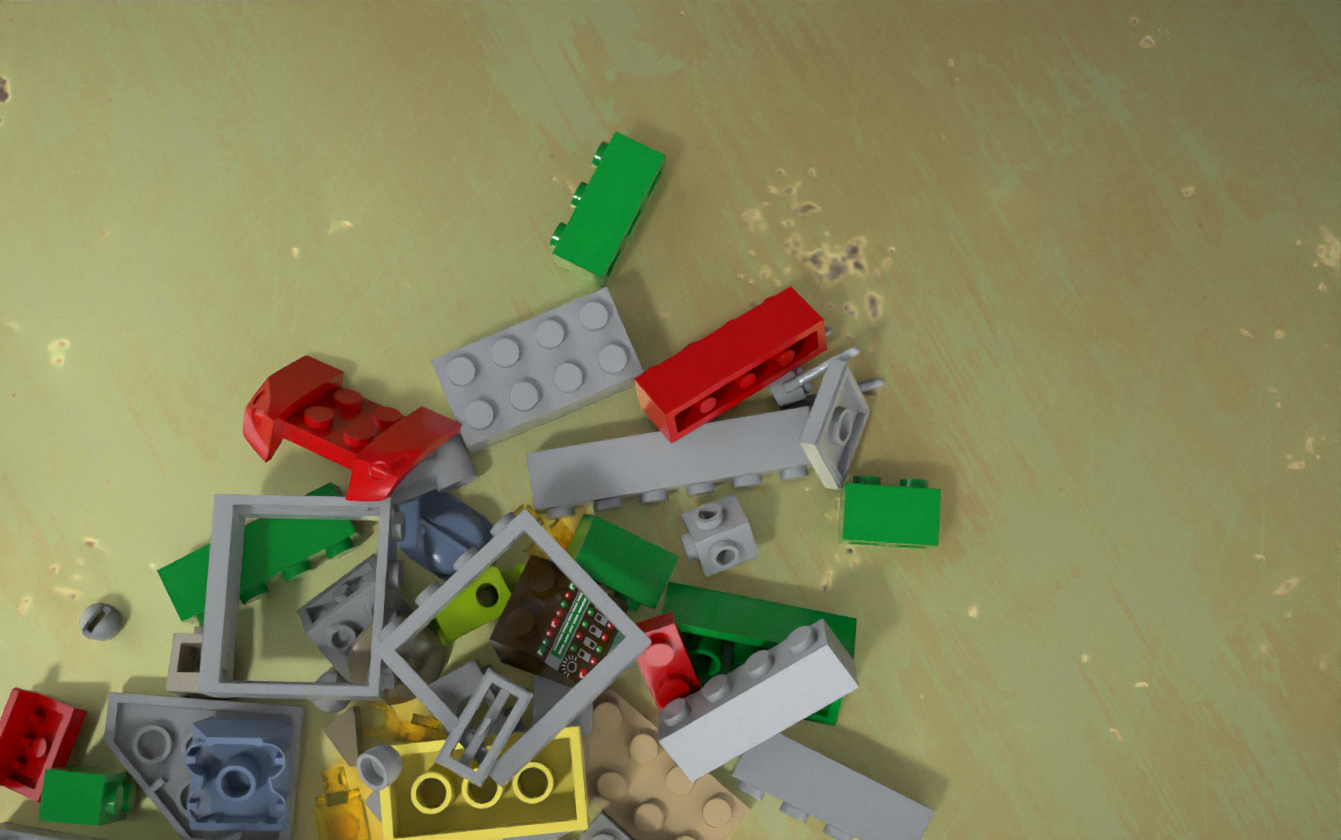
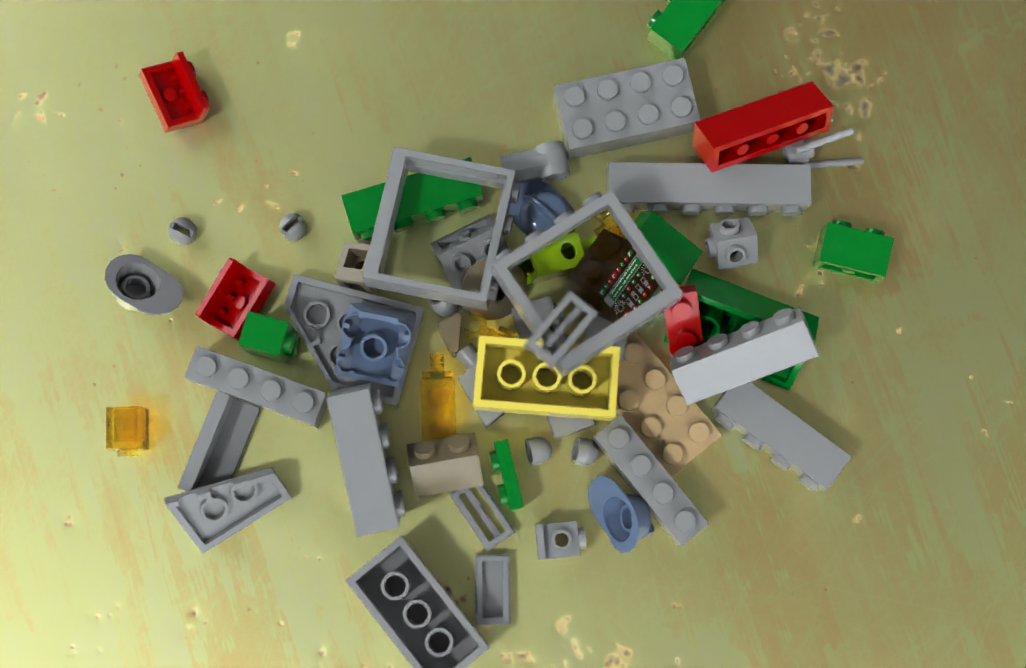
camera: 10 degrees right, 0 degrees up
(315, 412) = (464, 103): red piece -> none
(379, 766) = (480, 347): light grey hinge -> none
(835, 425) = (828, 180): light grey plate -> none

